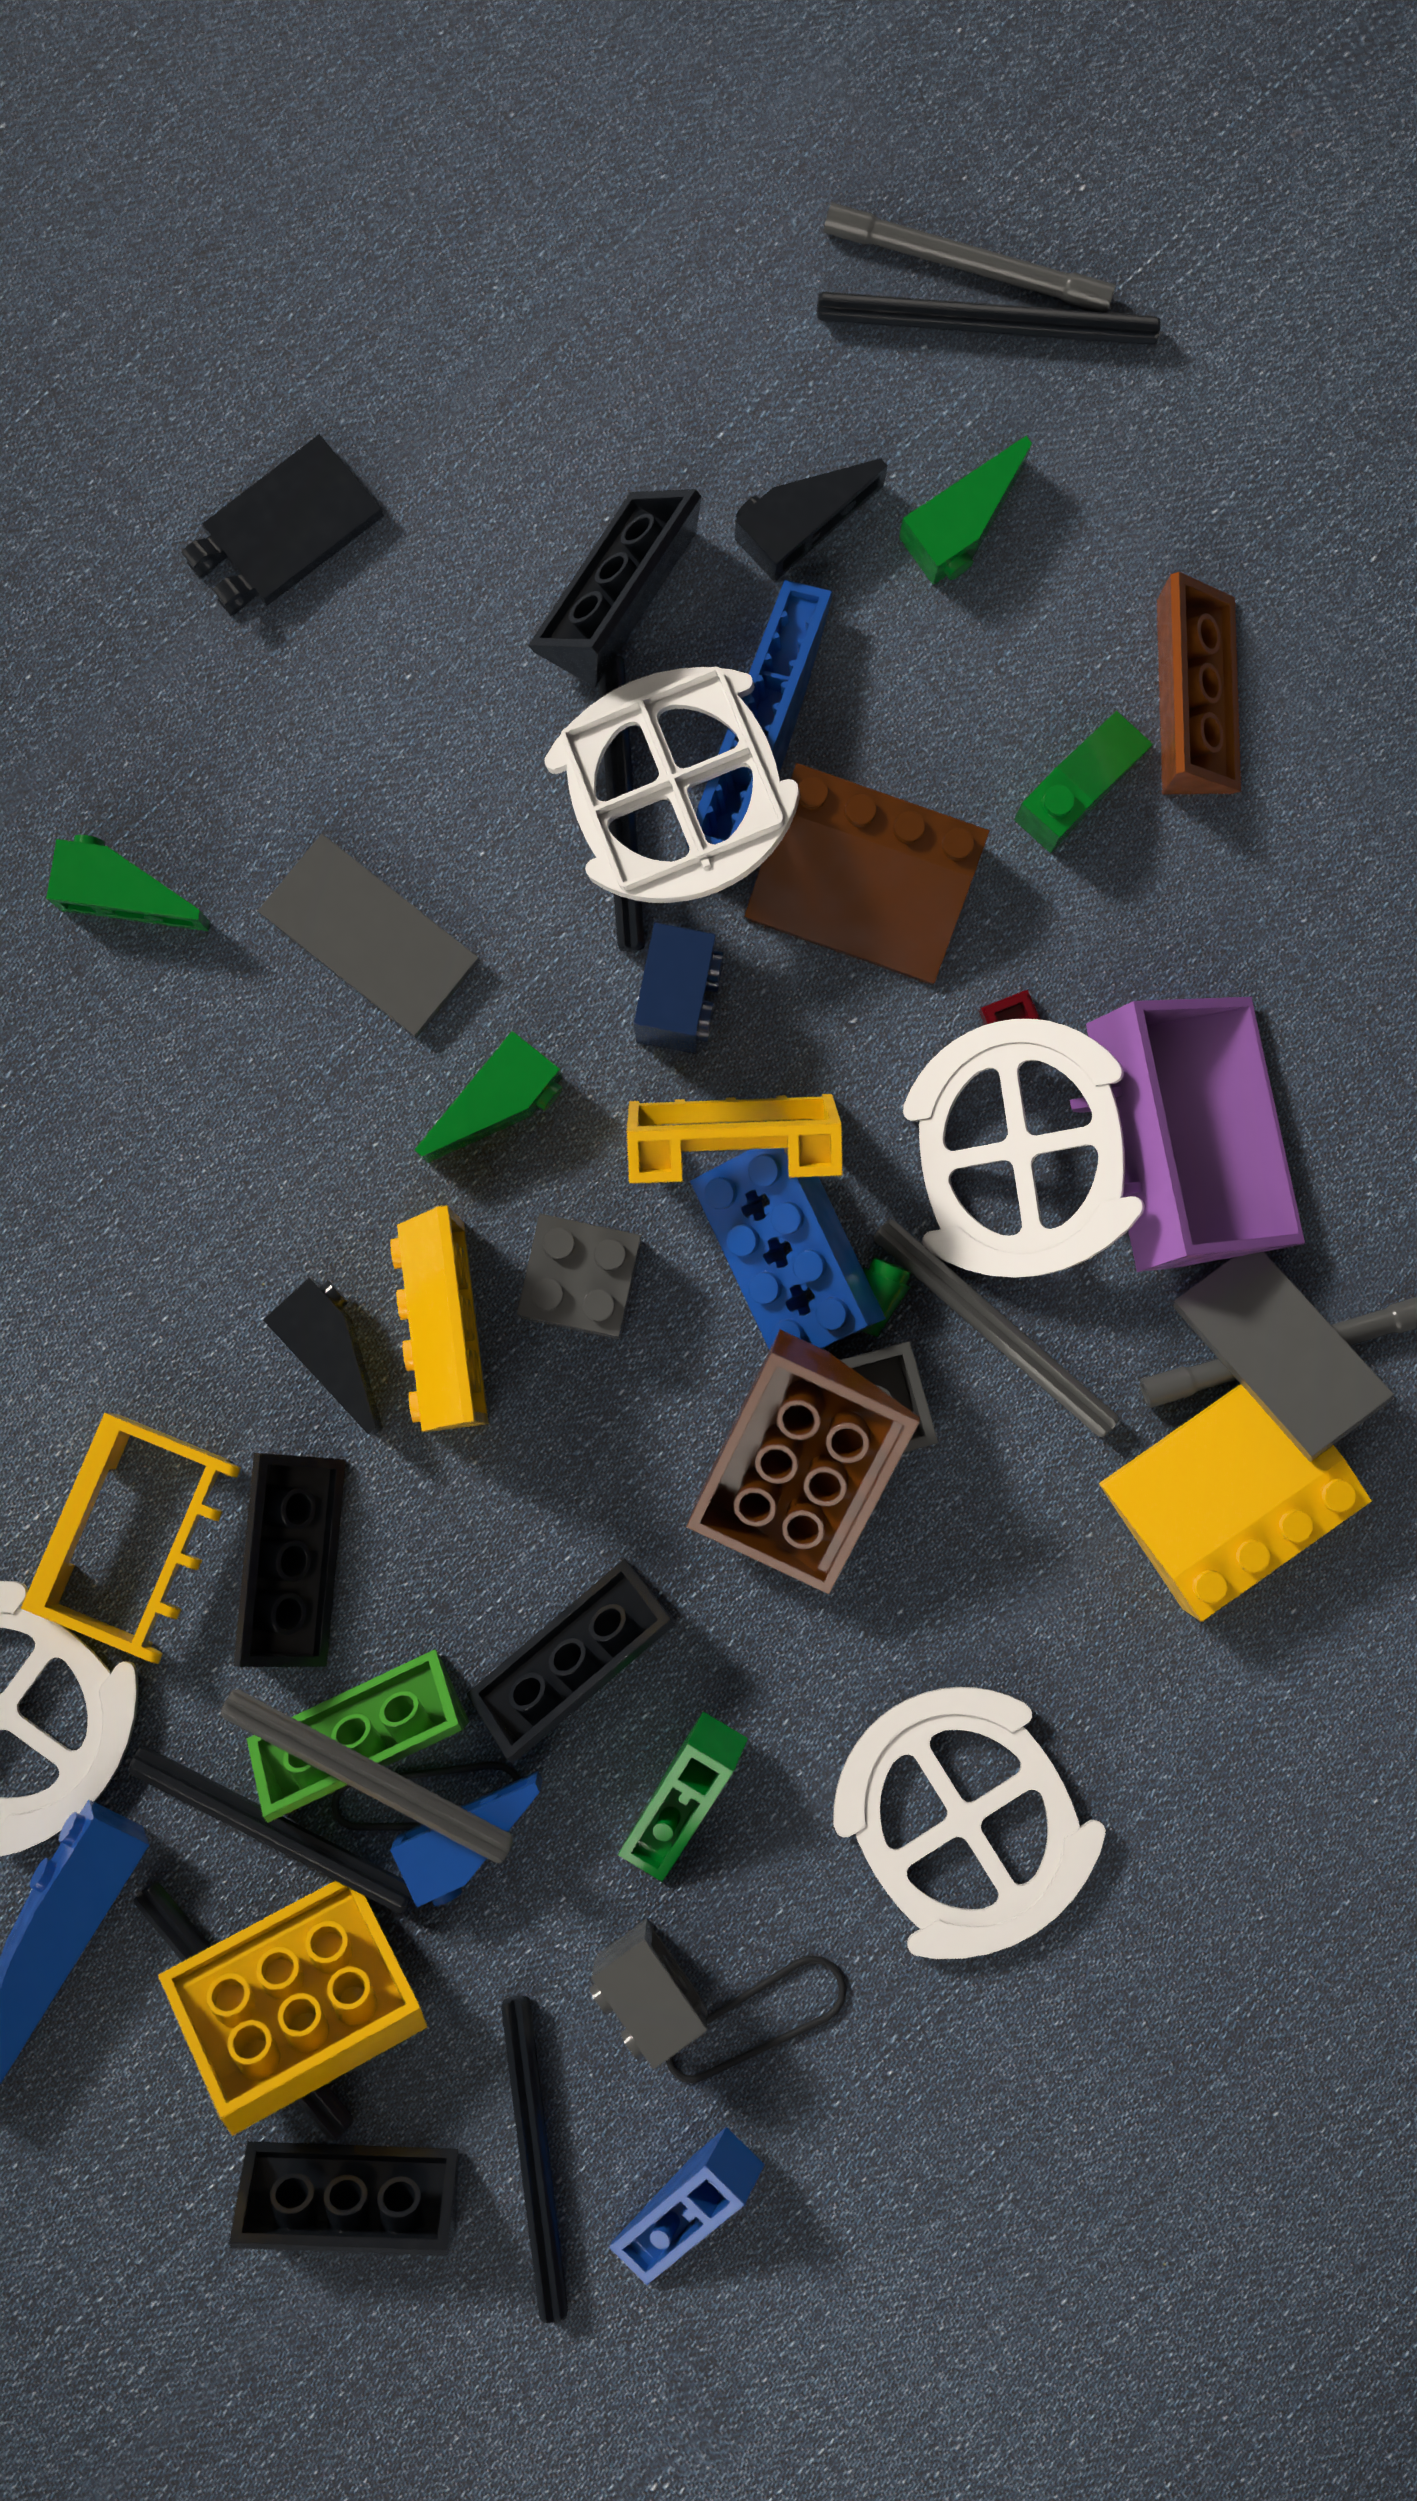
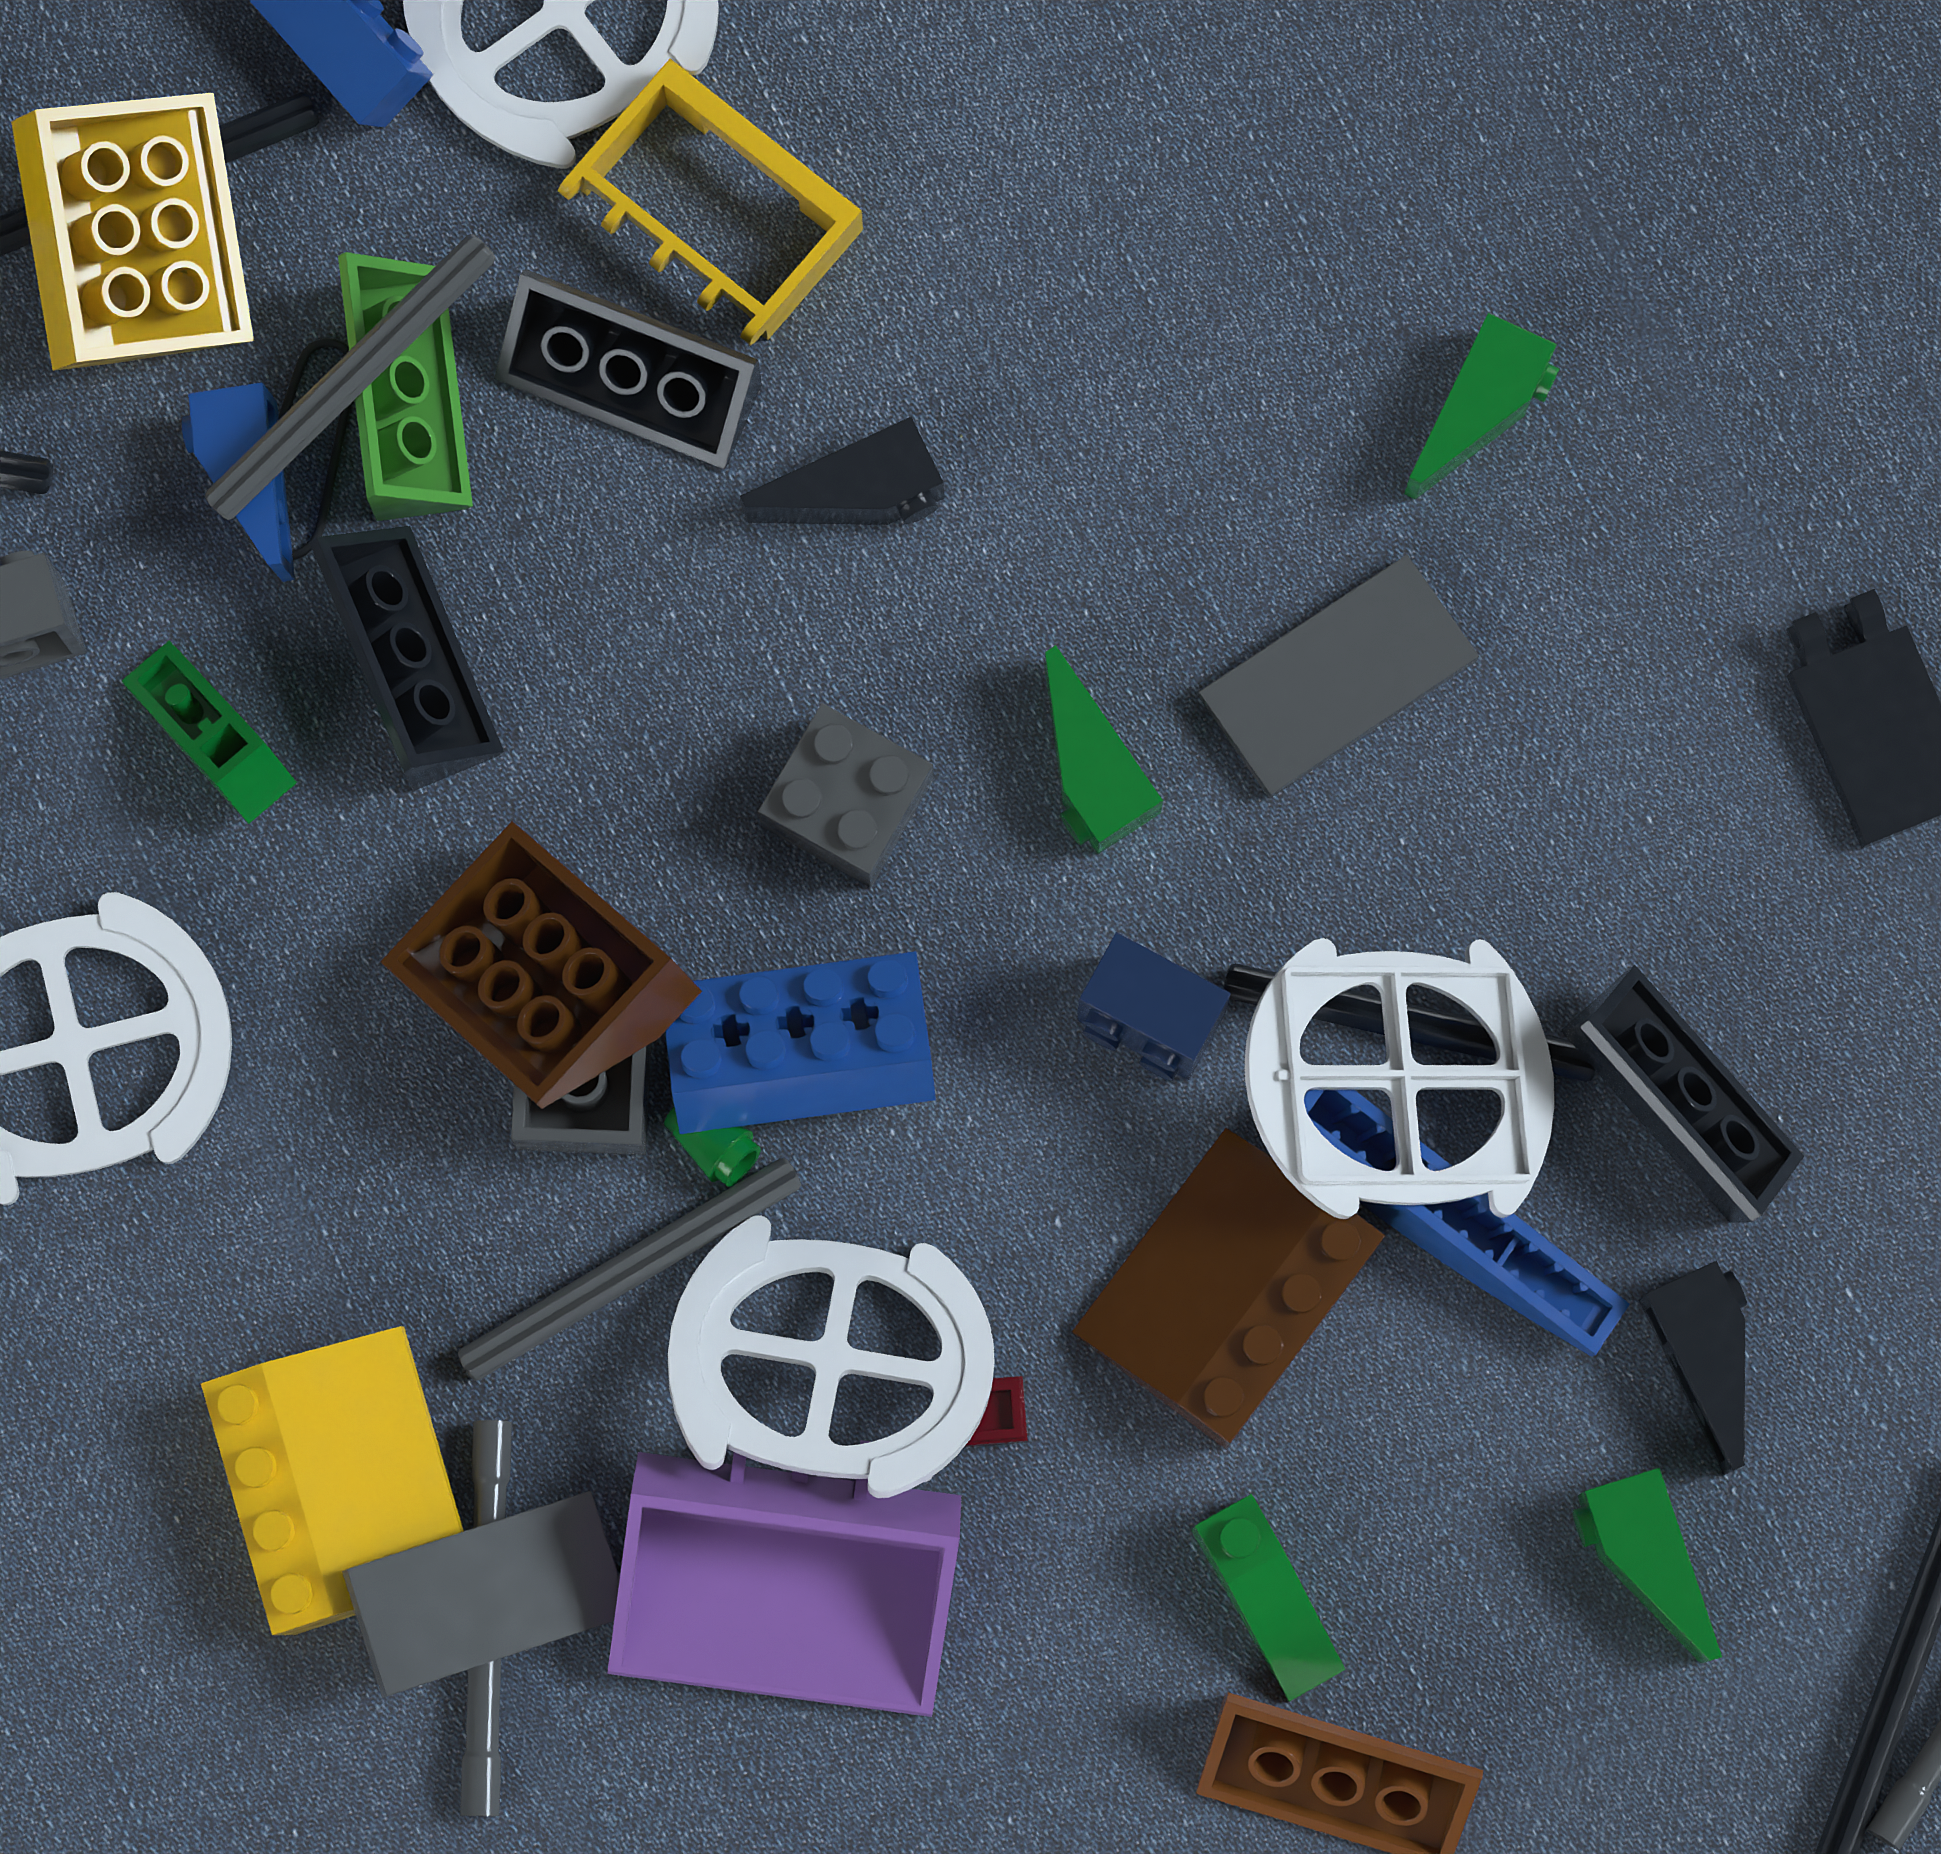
camera: 110 degrees right, 5 degrees down
(279, 1833) = (322, 271): black axle -> none
(441, 1321) = (839, 619): yellow slope -> none
(811, 1144) = (901, 1089): yellow hinge -> none

